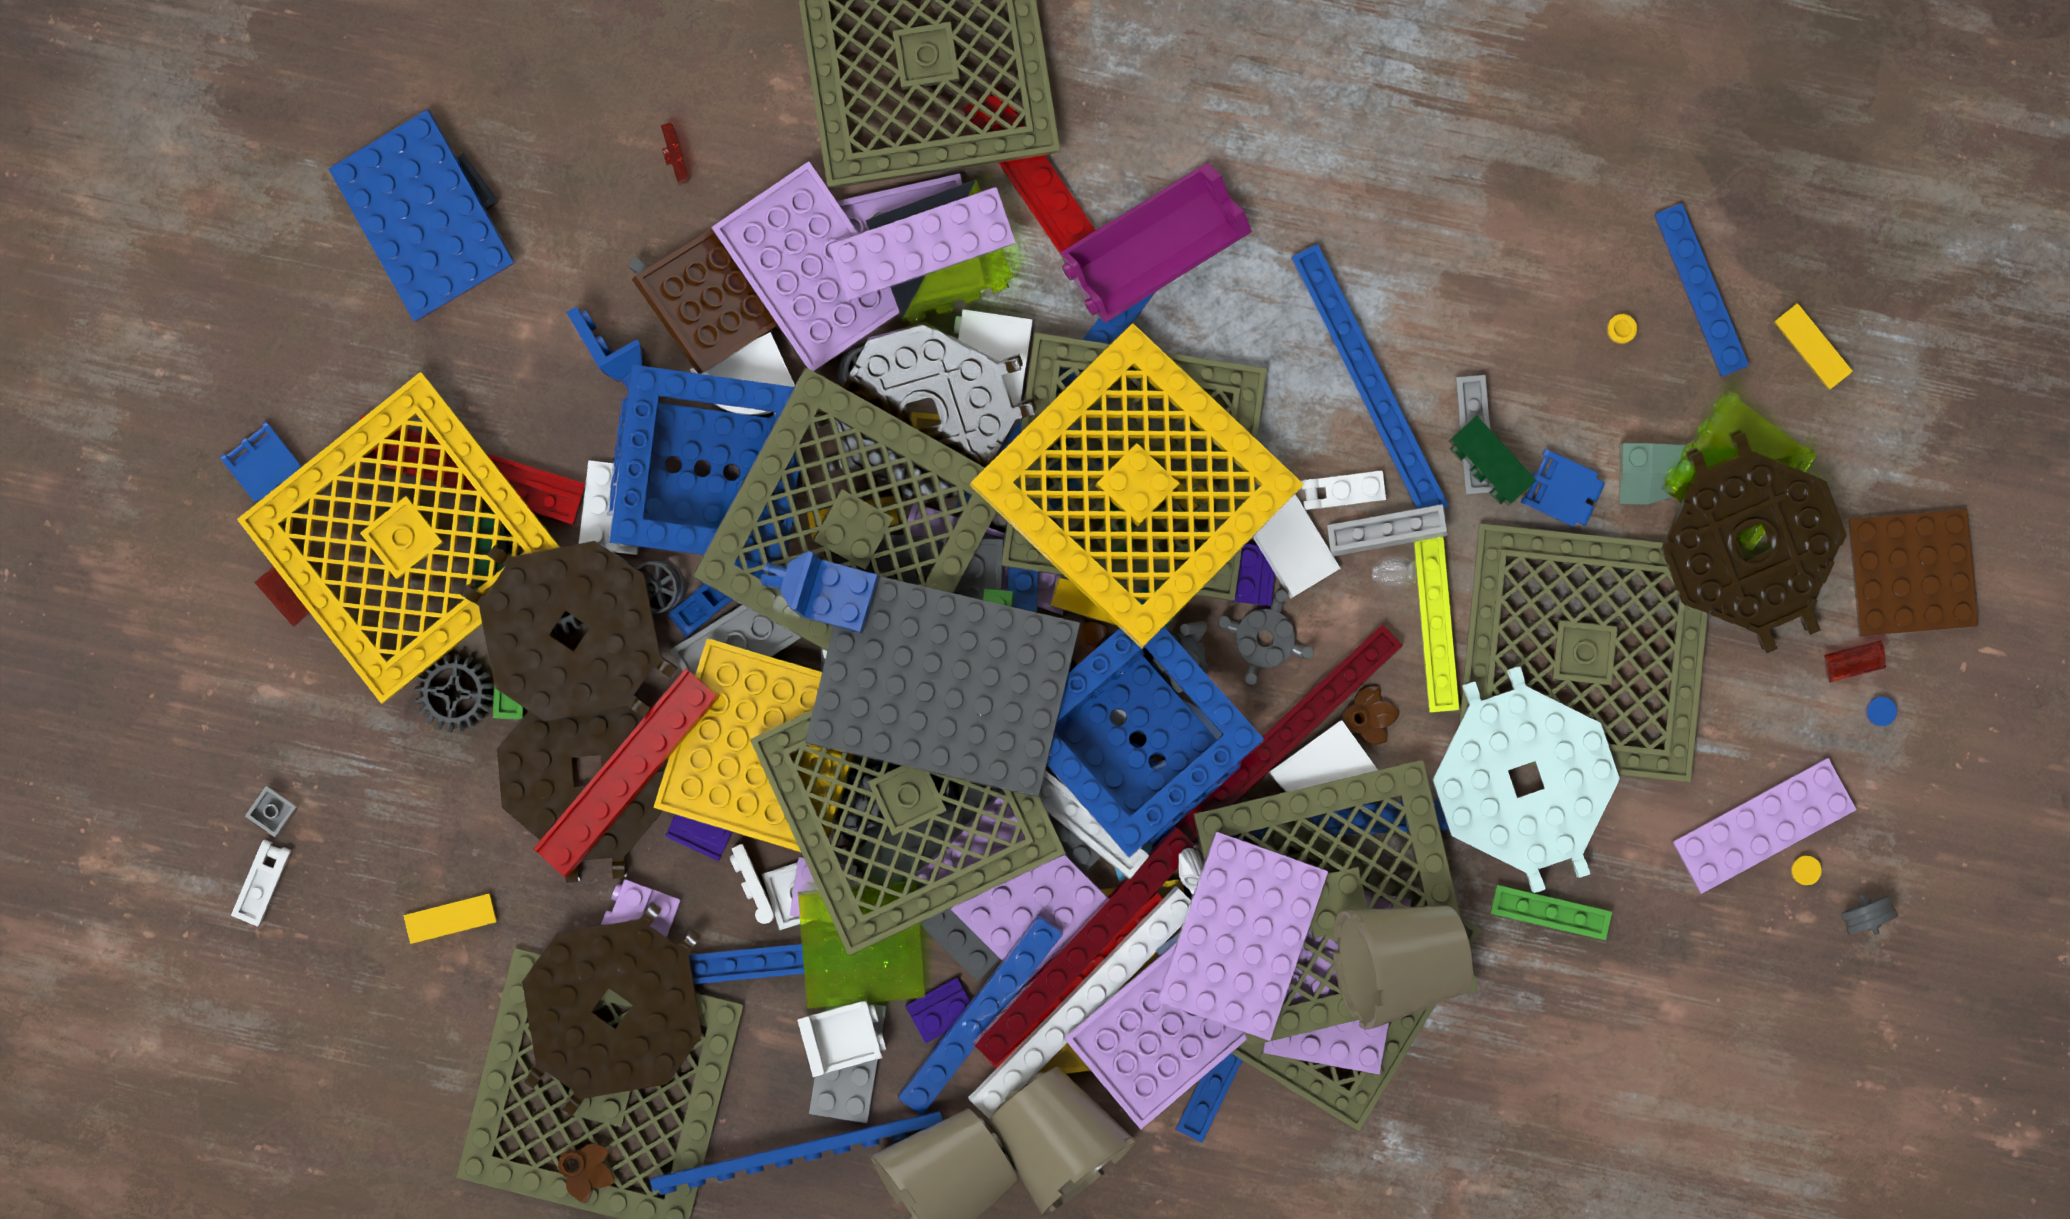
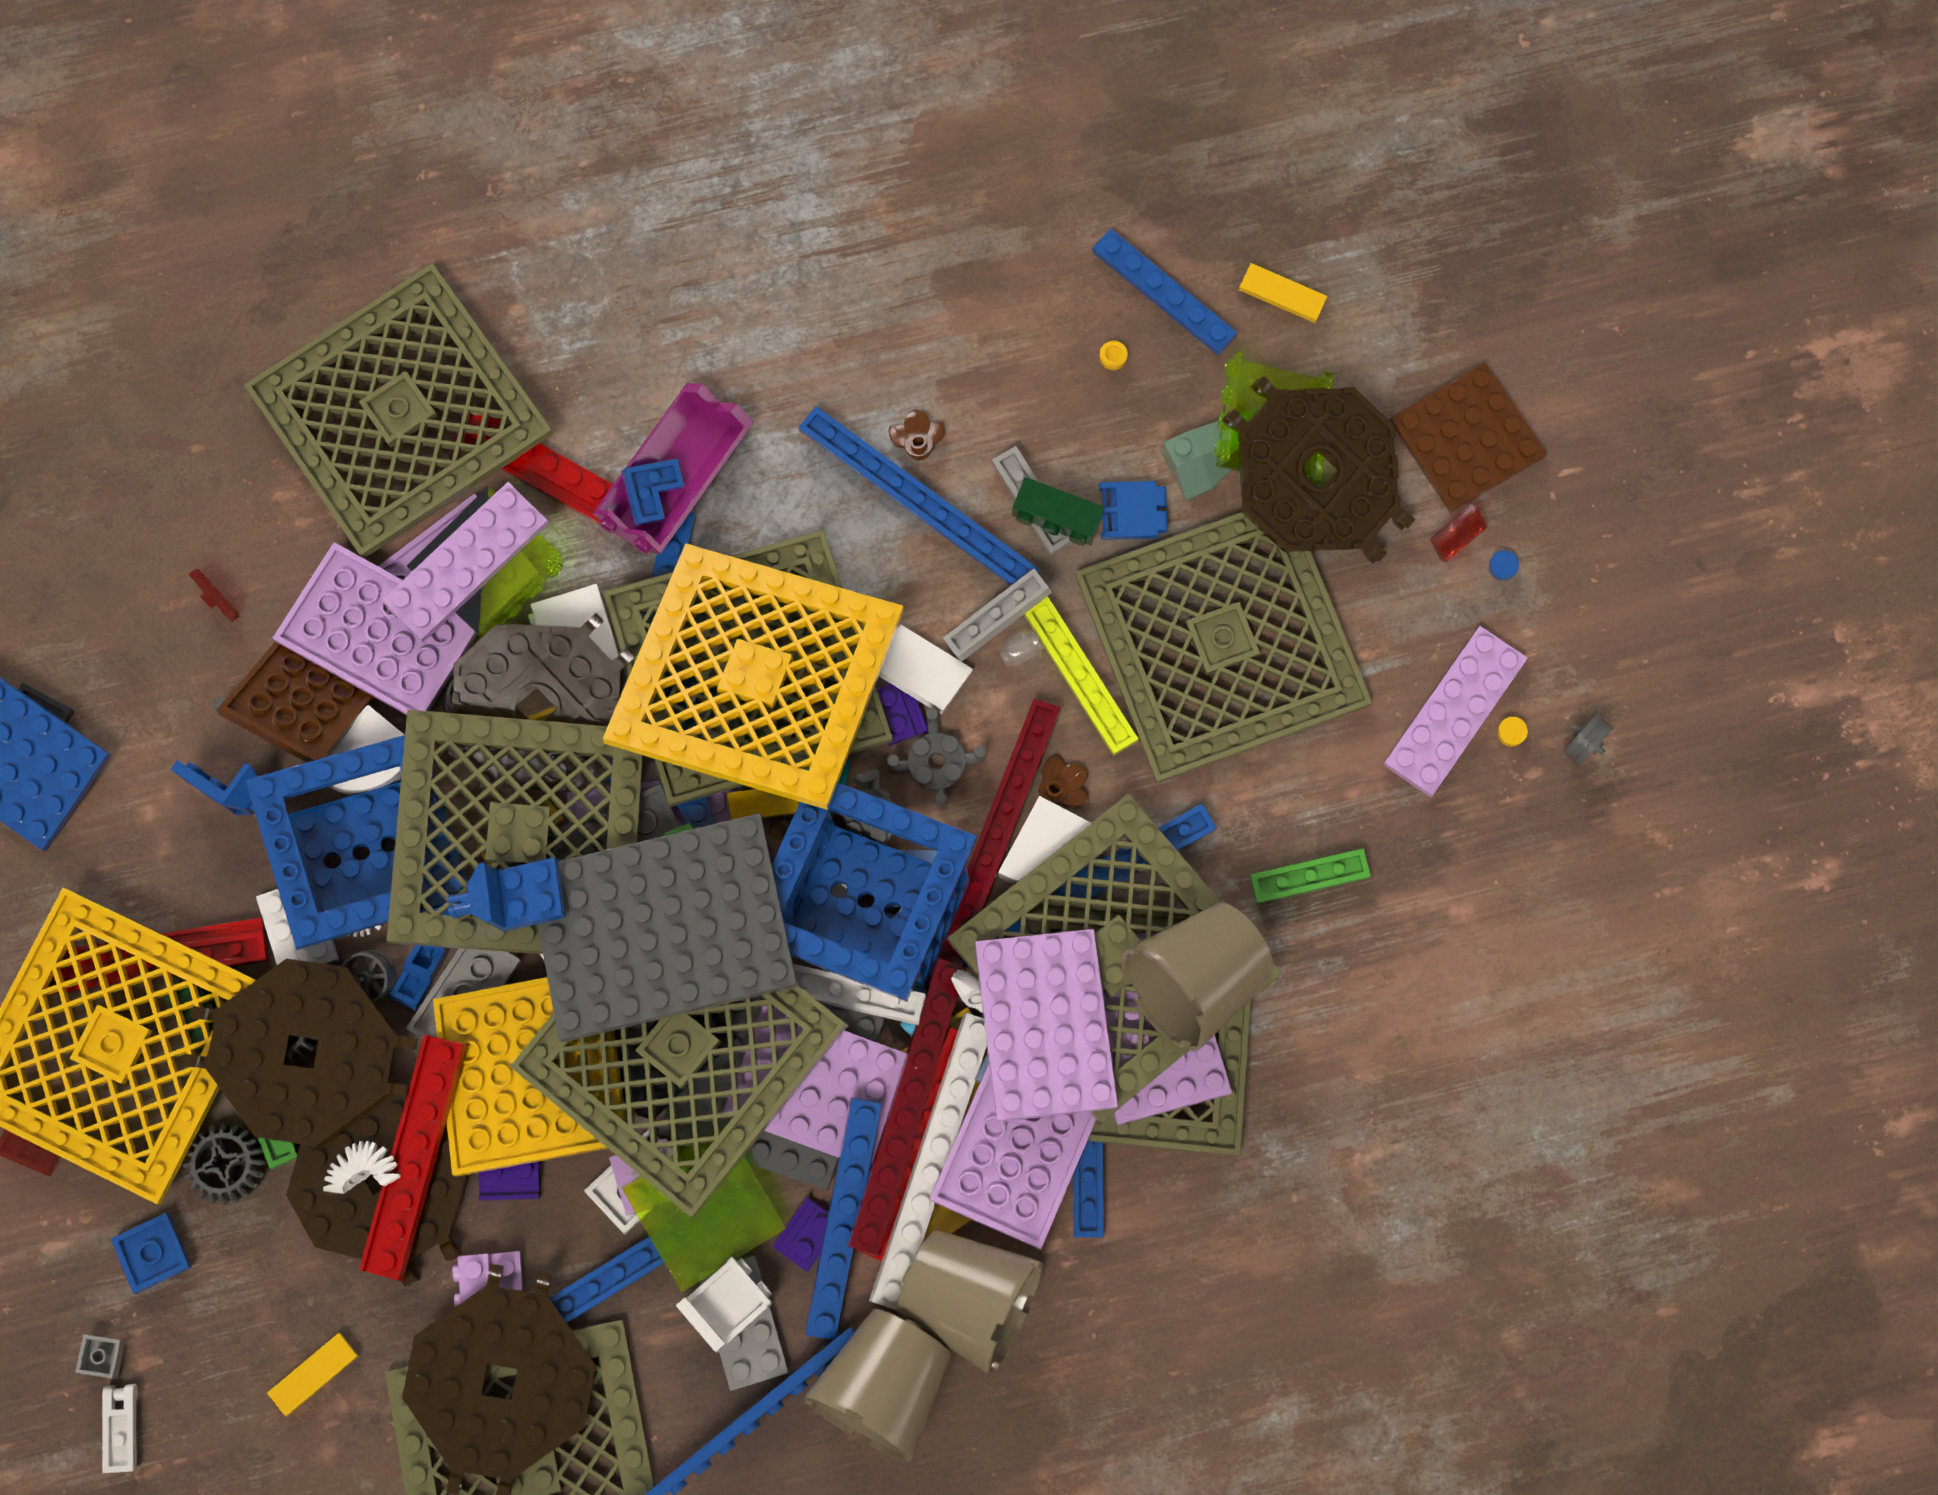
camera: 20 degrees left, 10 degrees down
(355, 741) = (151, 1253): none -> blue plate
(576, 756) = (360, 1164): none -> white hair
(752, 885) = (579, 1204): white plate -> none
(1117, 251) = (643, 488): none -> blue plate
(1345, 490) = (943, 602): white plate -> none
(1399, 312) = (917, 431): none -> reddish brown plate
(1481, 797) = (1194, 802): light aqua plate -> none

